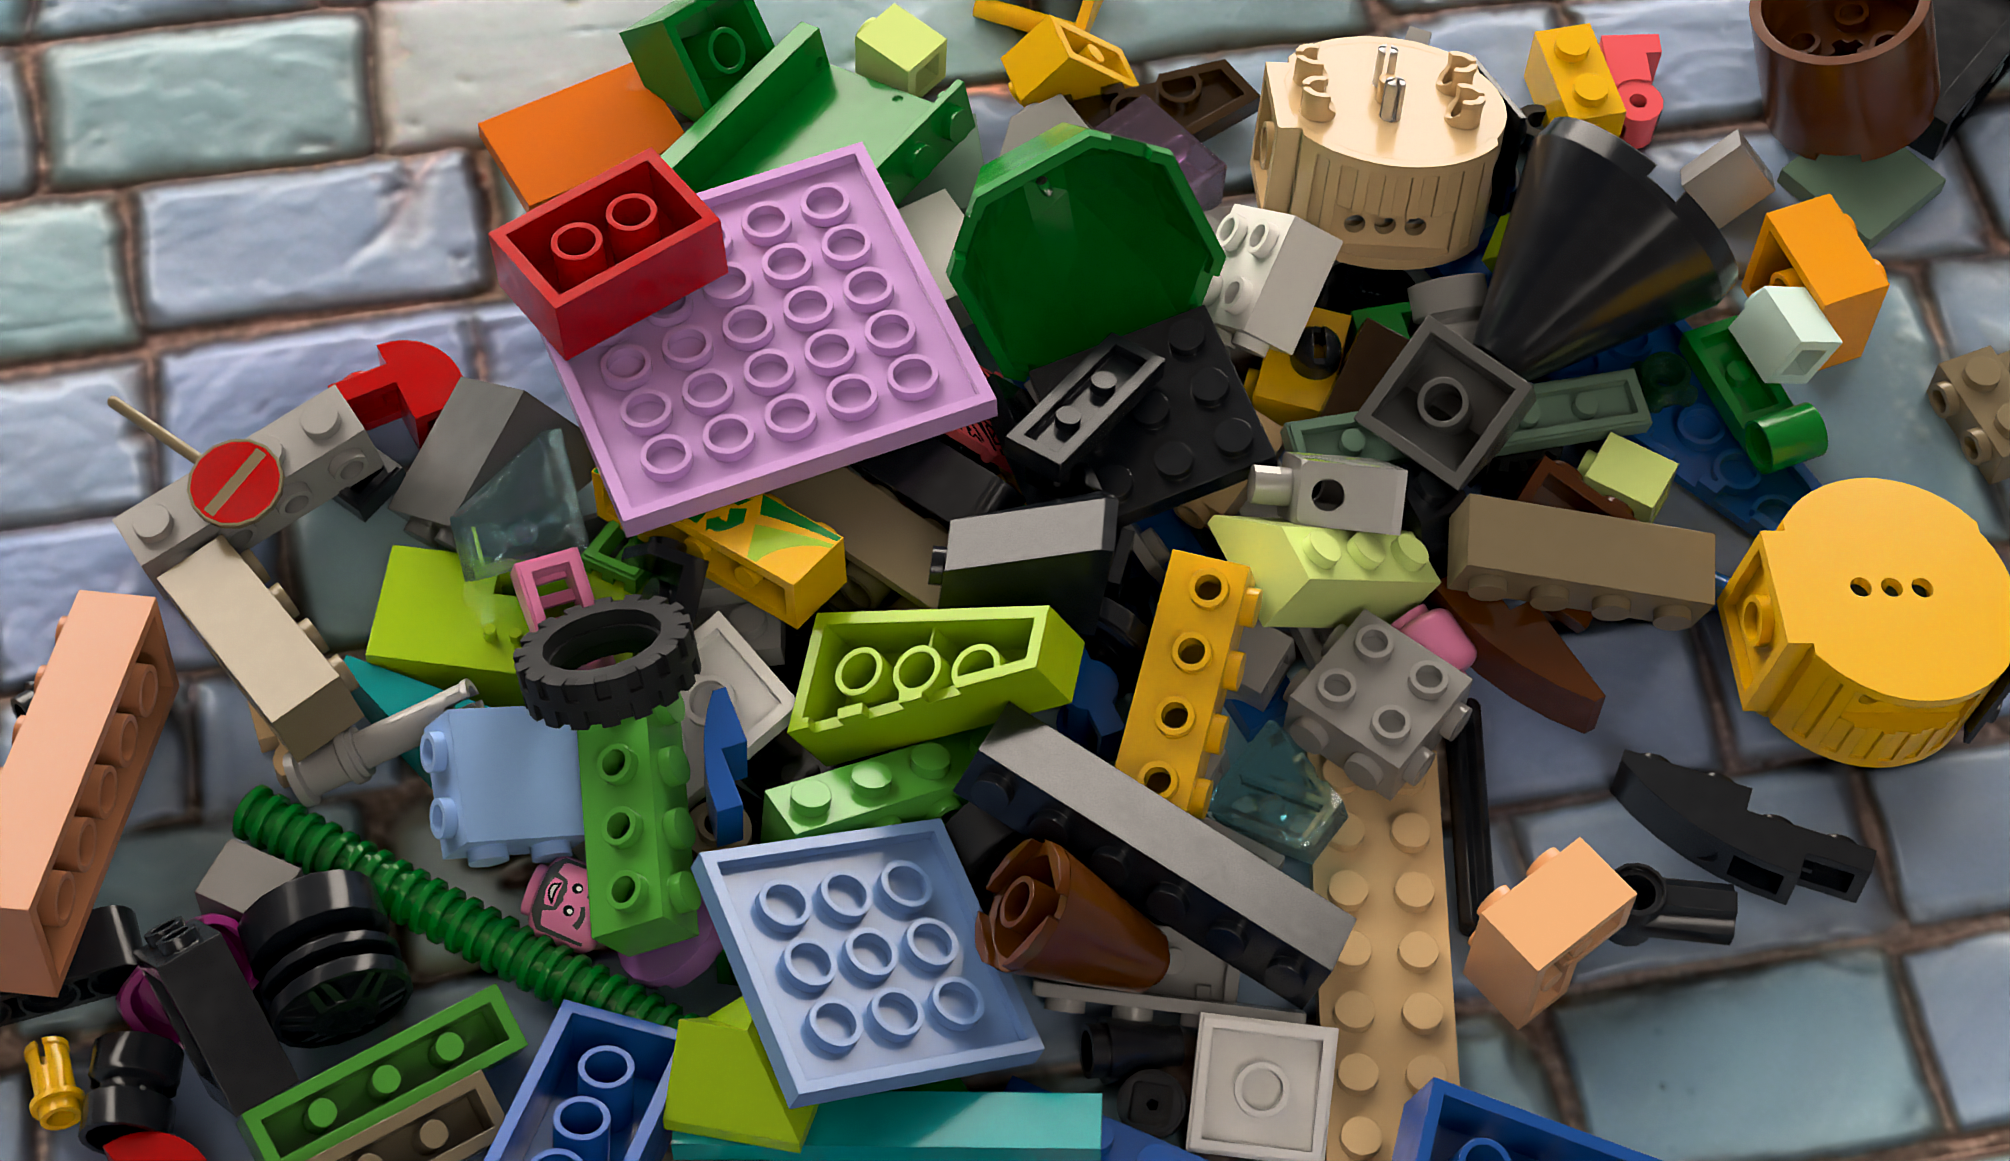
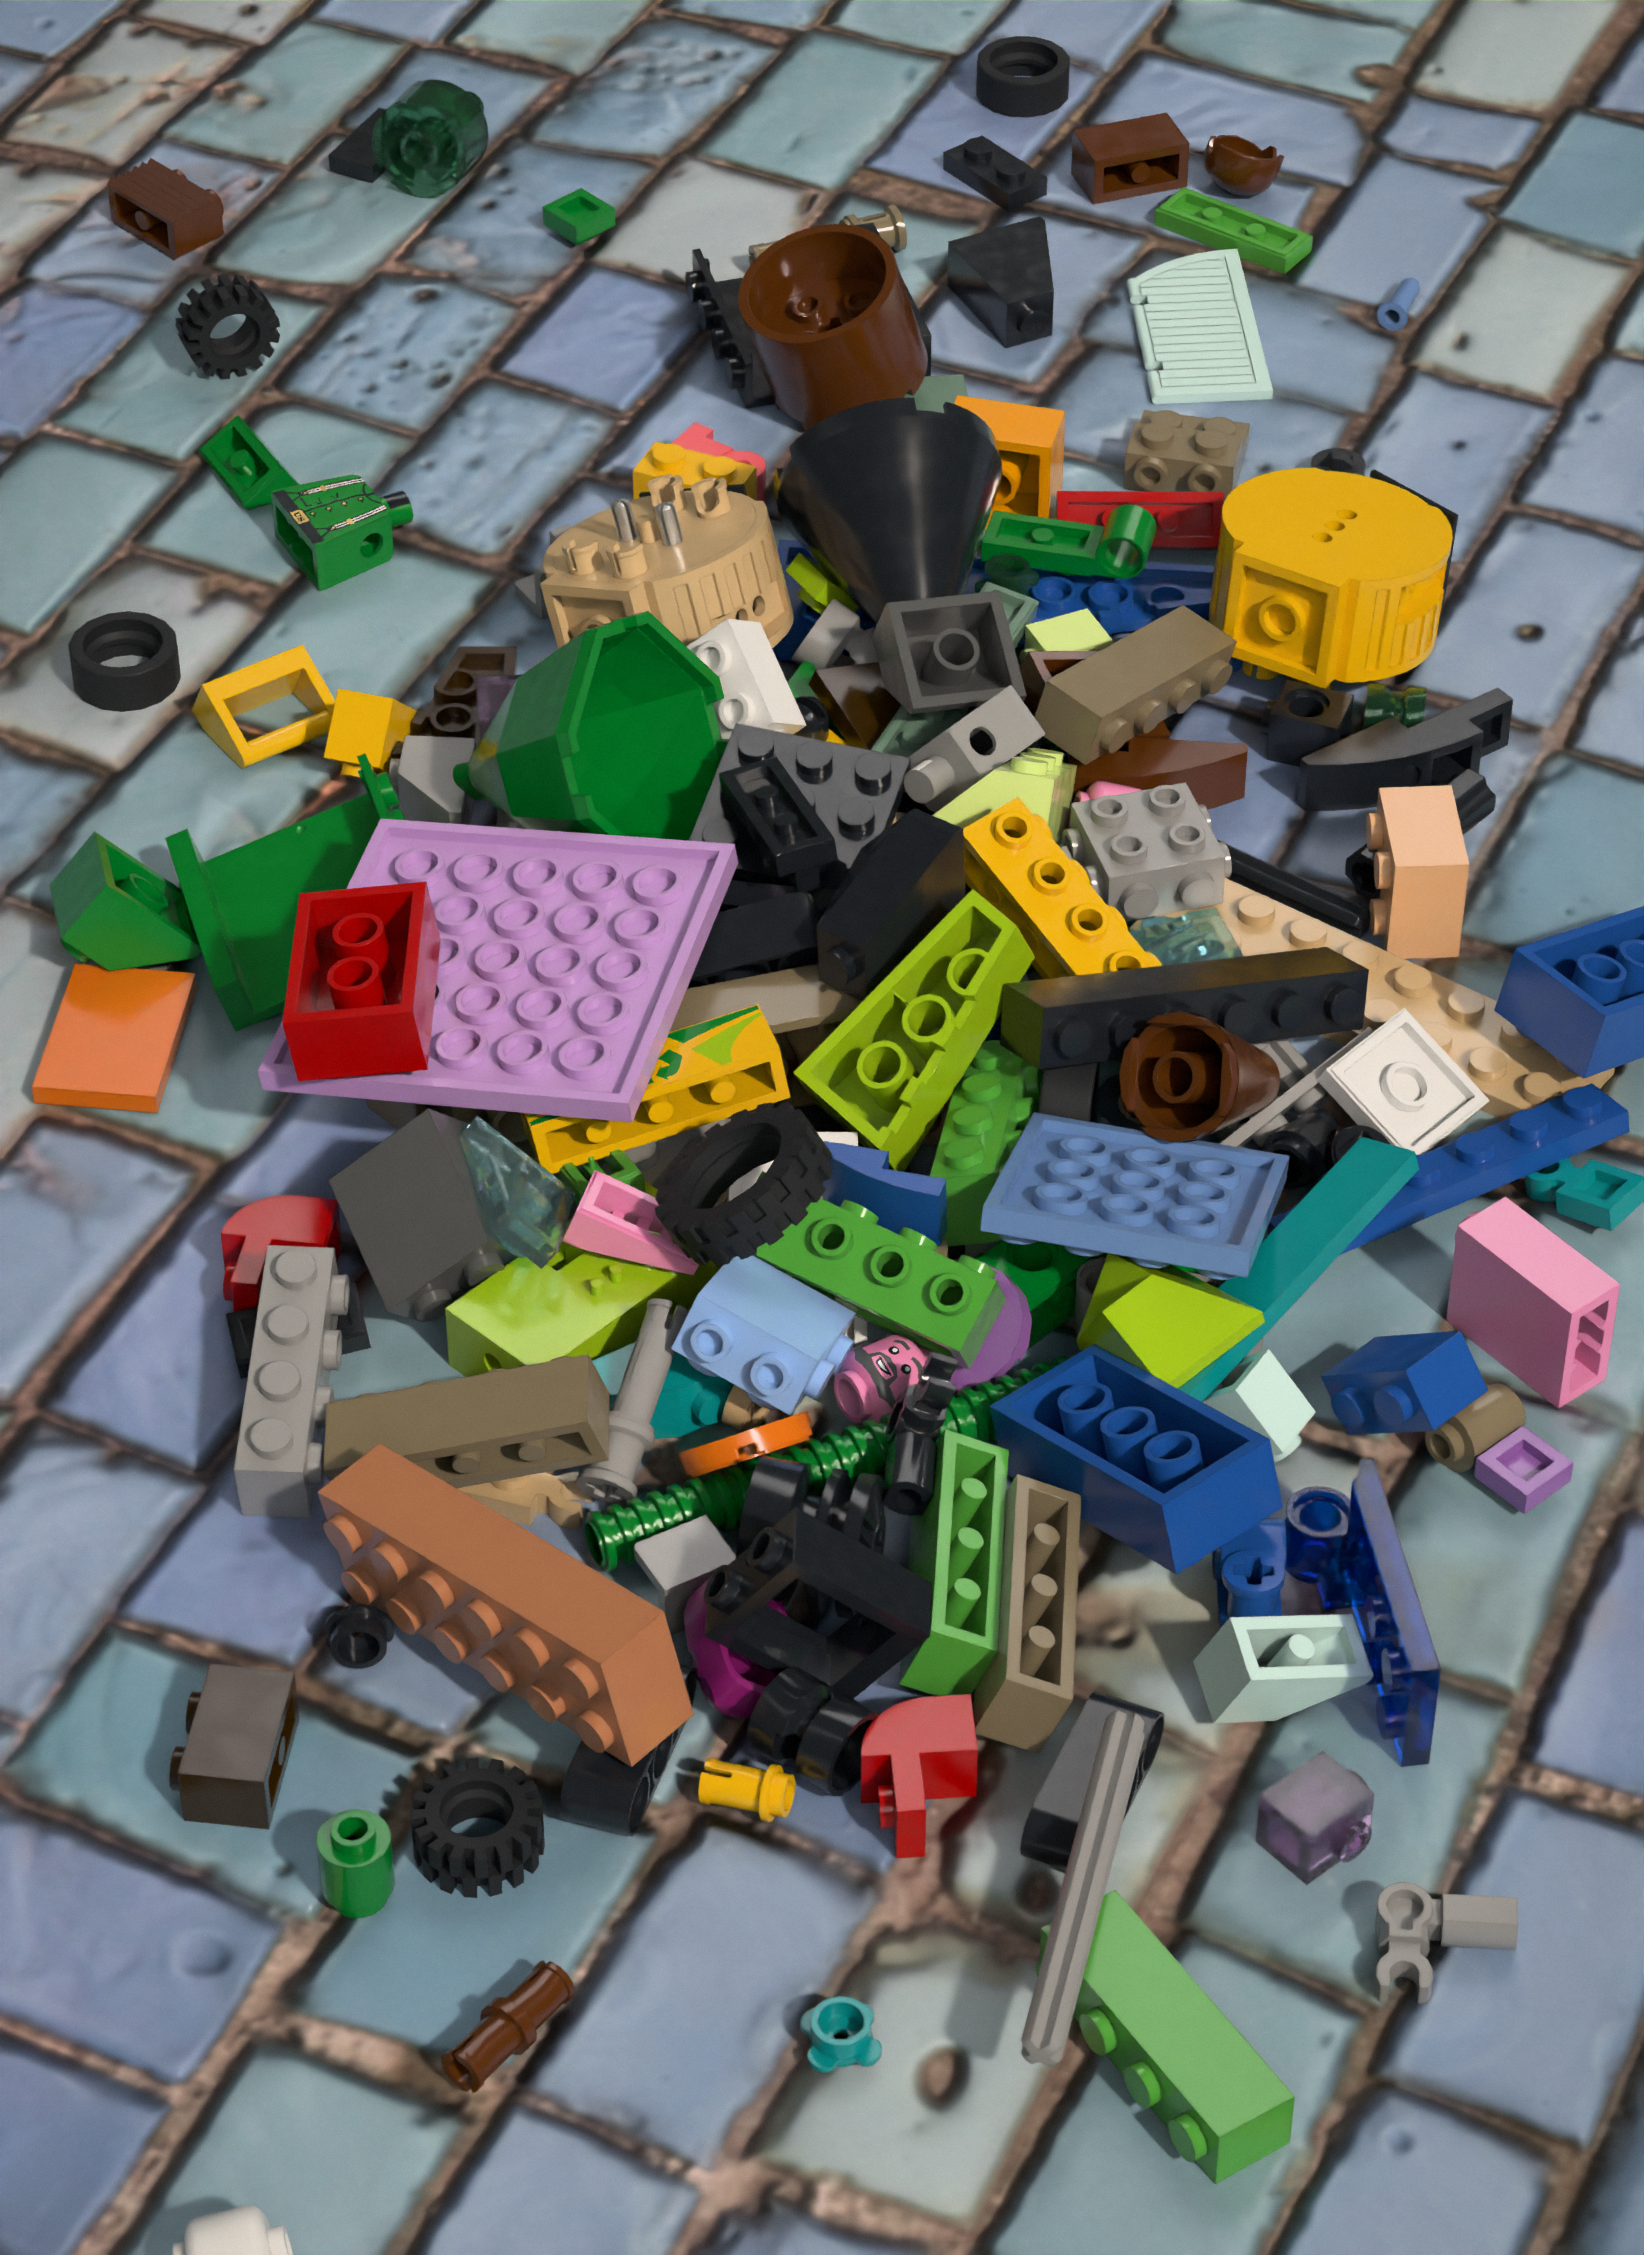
camera: 50 degrees left, 15 degrees down
(230, 482) = (292, 1353): piece -> none
(404, 847) = (746, 1445): none -> orange tile
(494, 960) = (913, 1437): none -> black bar
(674, 571) = (660, 1137): black bracket -> none
(900, 52) = (245, 808): yellowish green brick -> none
(1711, 702) = (1305, 721): none -> black brick
(1784, 334) = (1044, 487): light aqua brick -> none
(1784, 784) = (1404, 706): none -> clear green wheel
(1870, 429) = (1182, 518): none -> red plate

